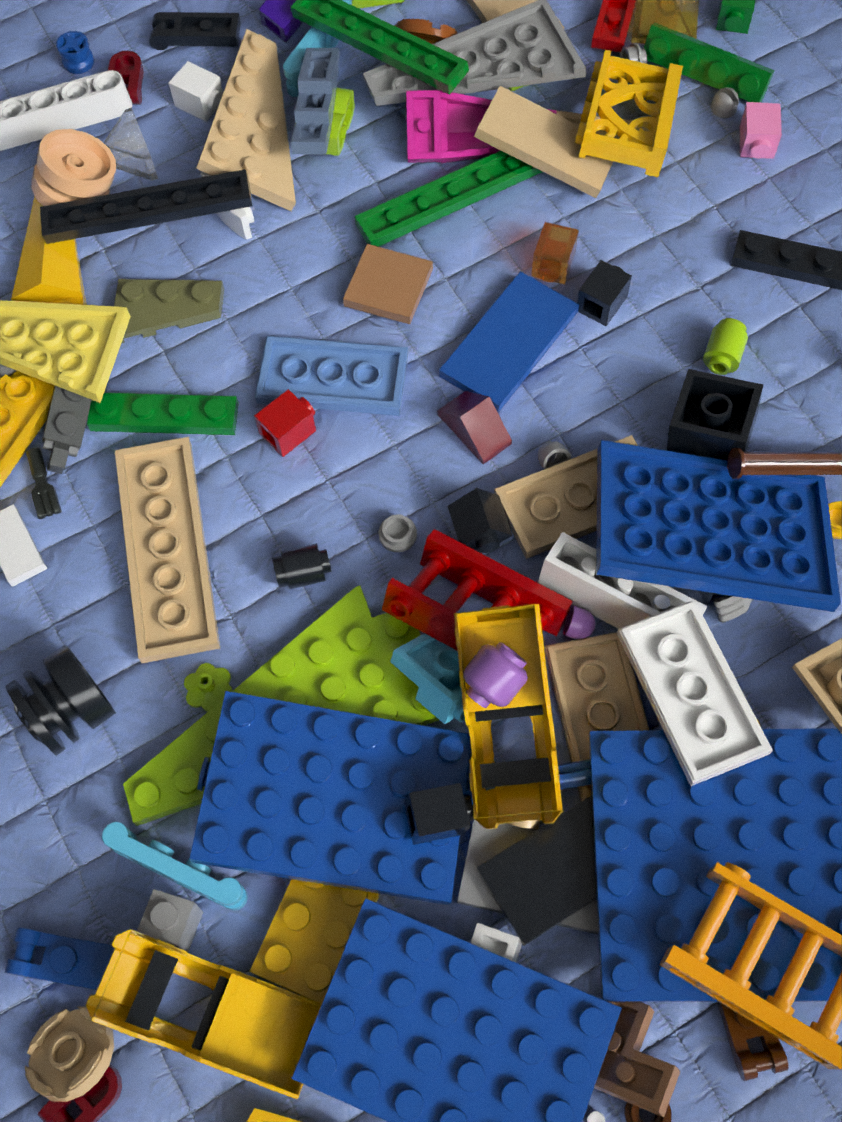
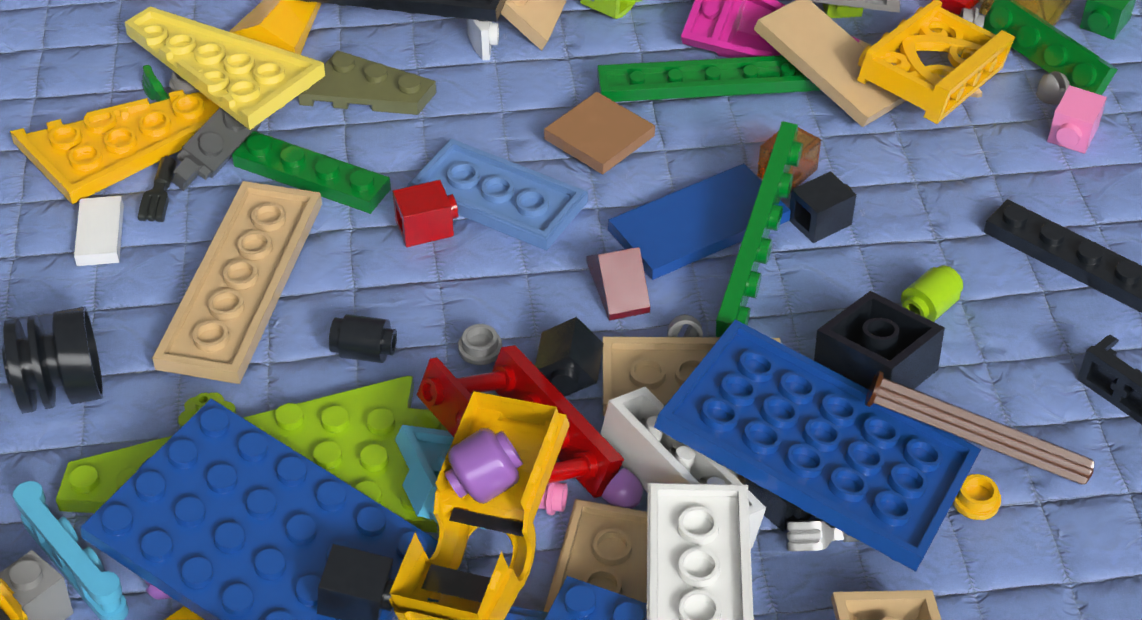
camera: 20 degrees right, 20 degrees down
(577, 358) = (764, 217): none -> green plate

